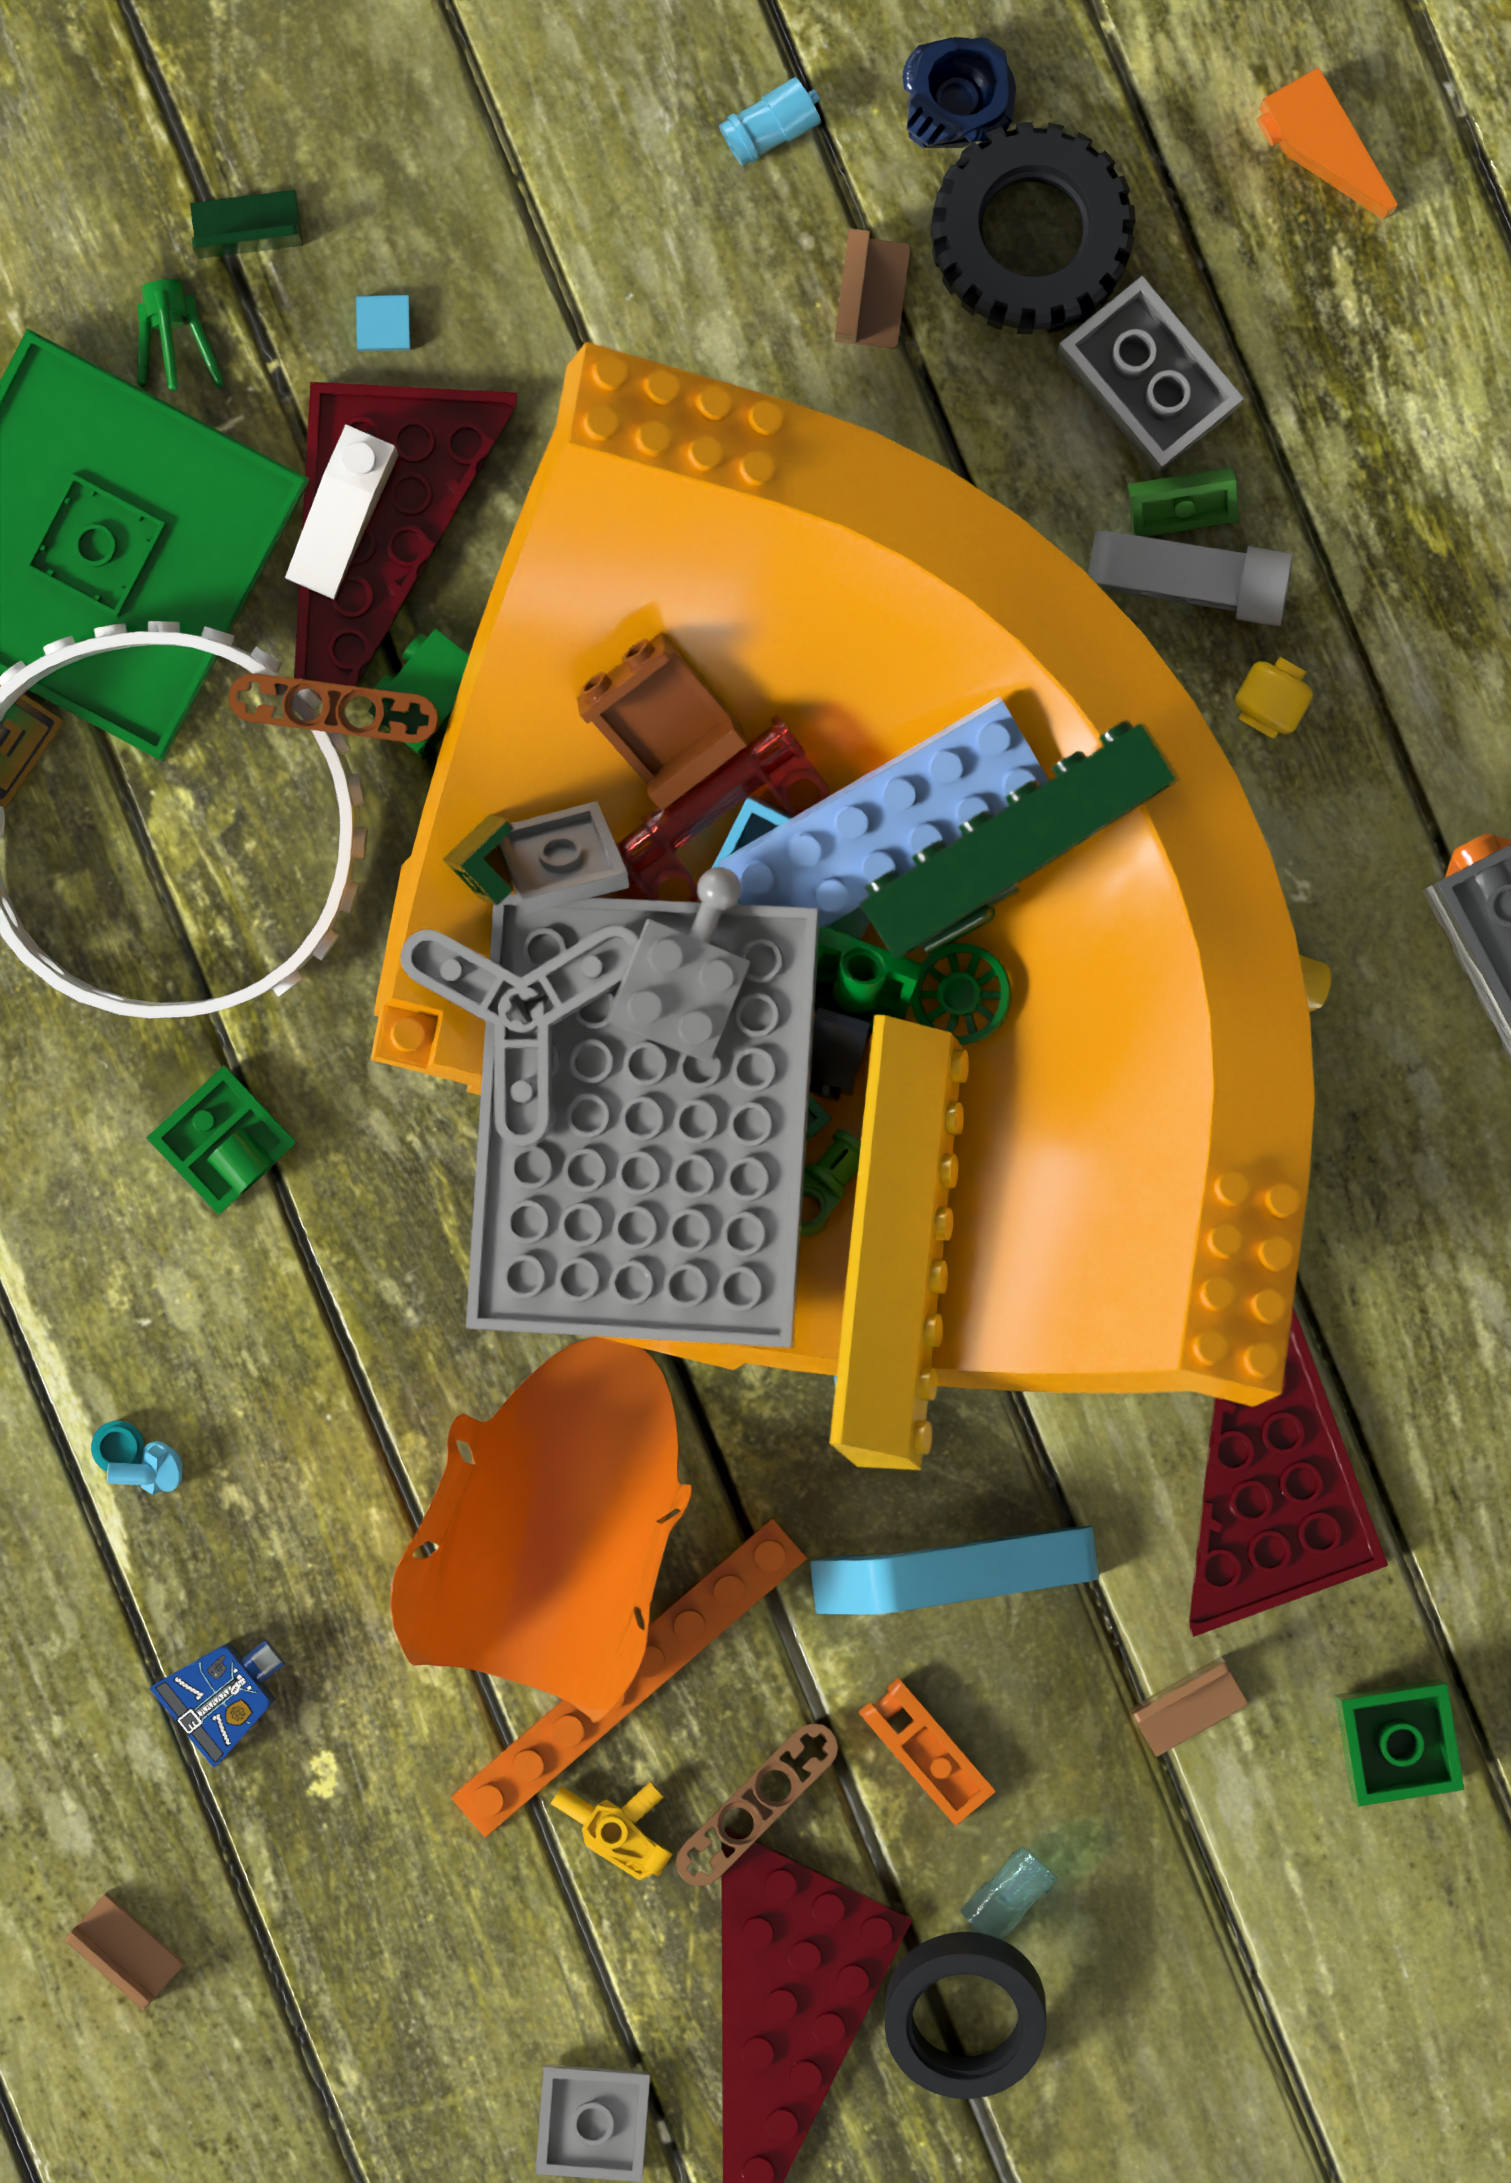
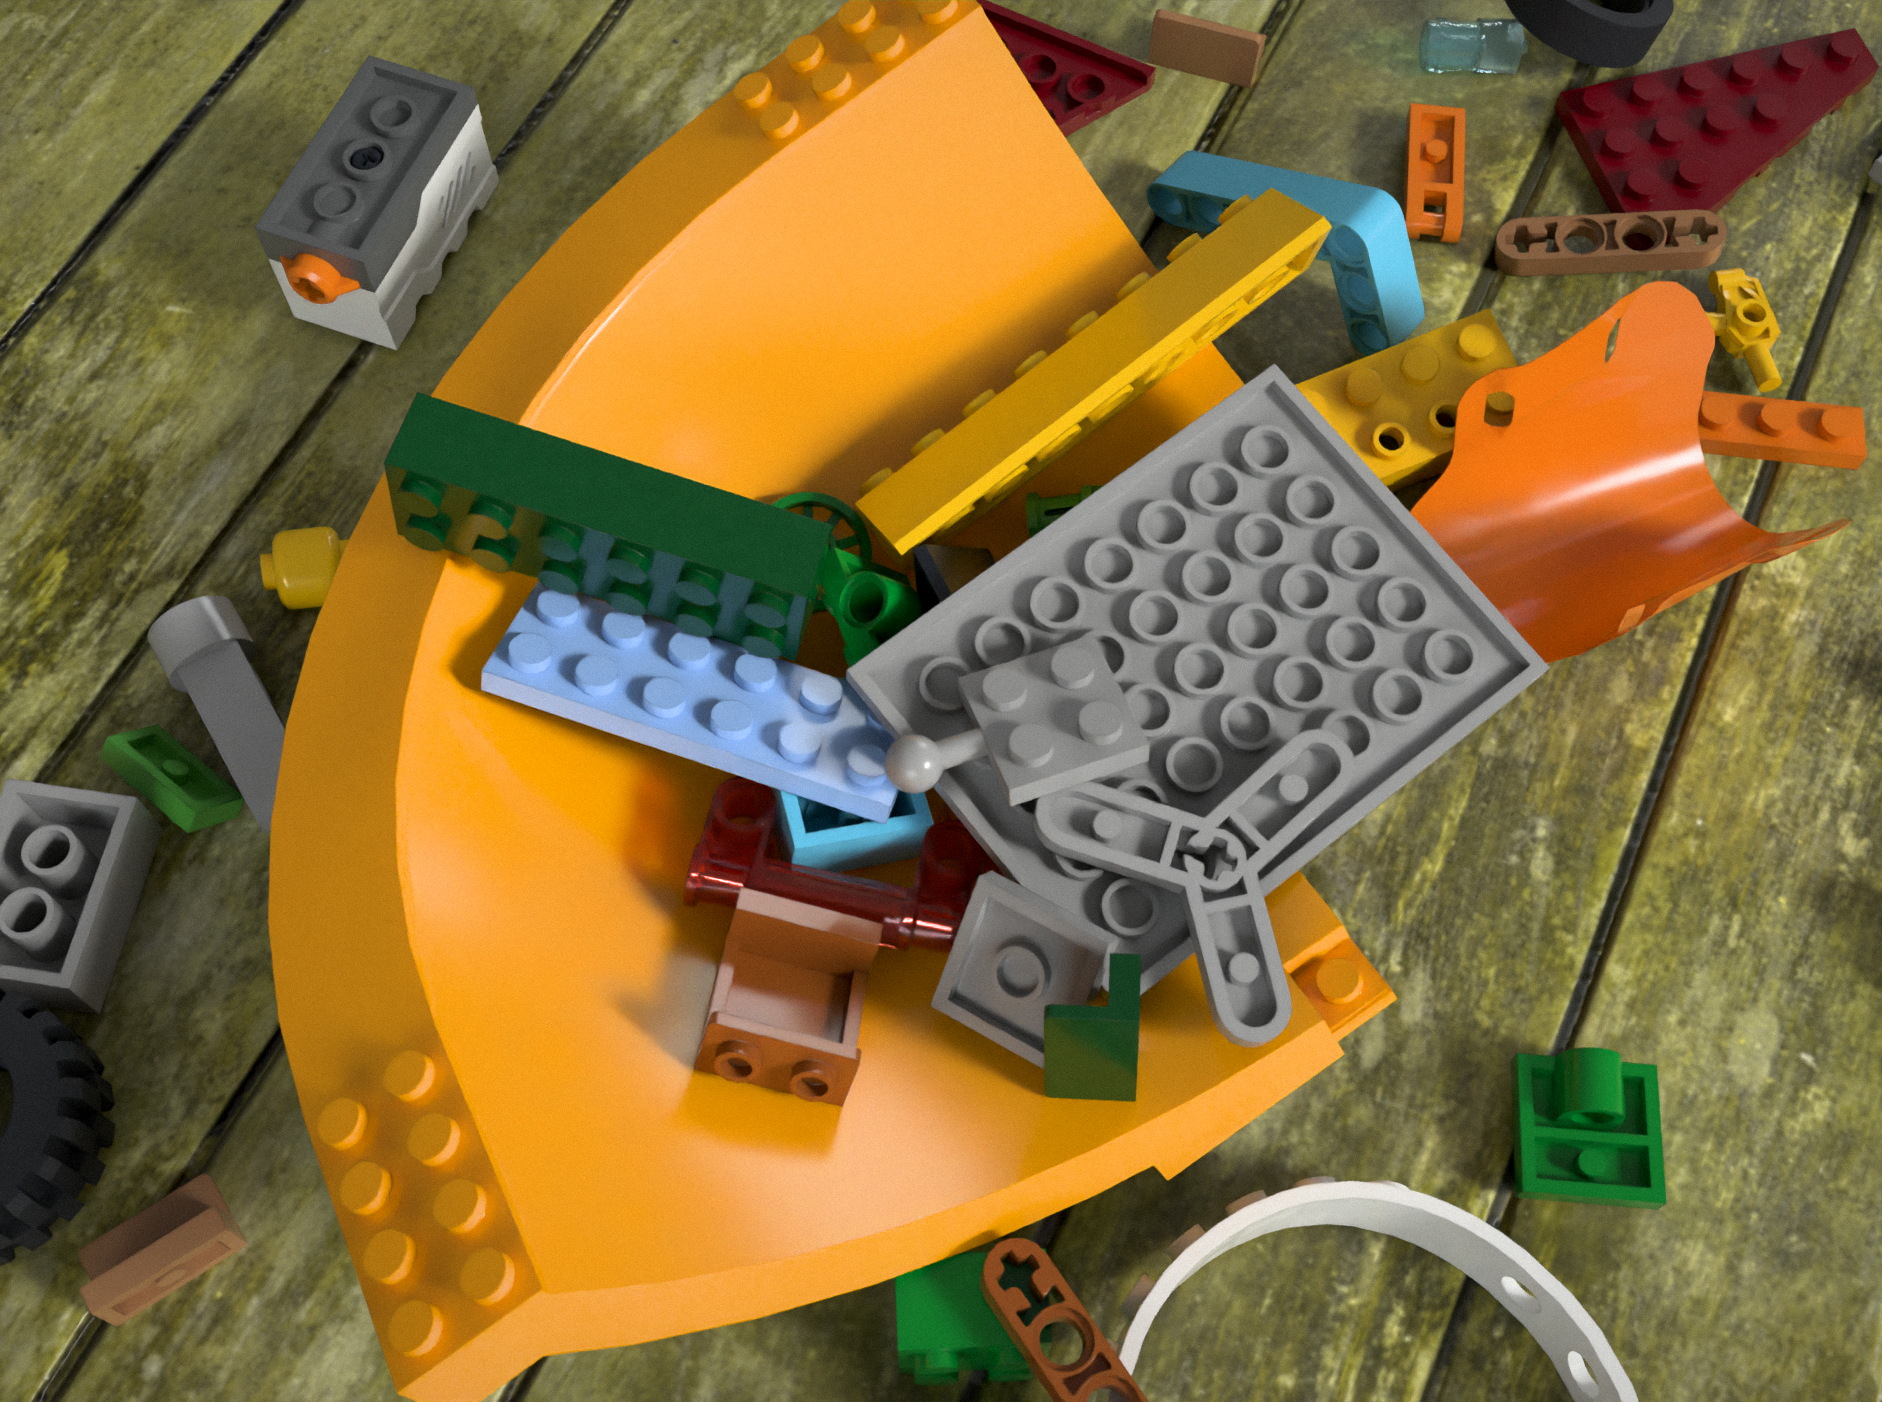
camera: 130 degrees left, 25 degrees down
(758, 1496) = (1403, 392): none -> yellow piece

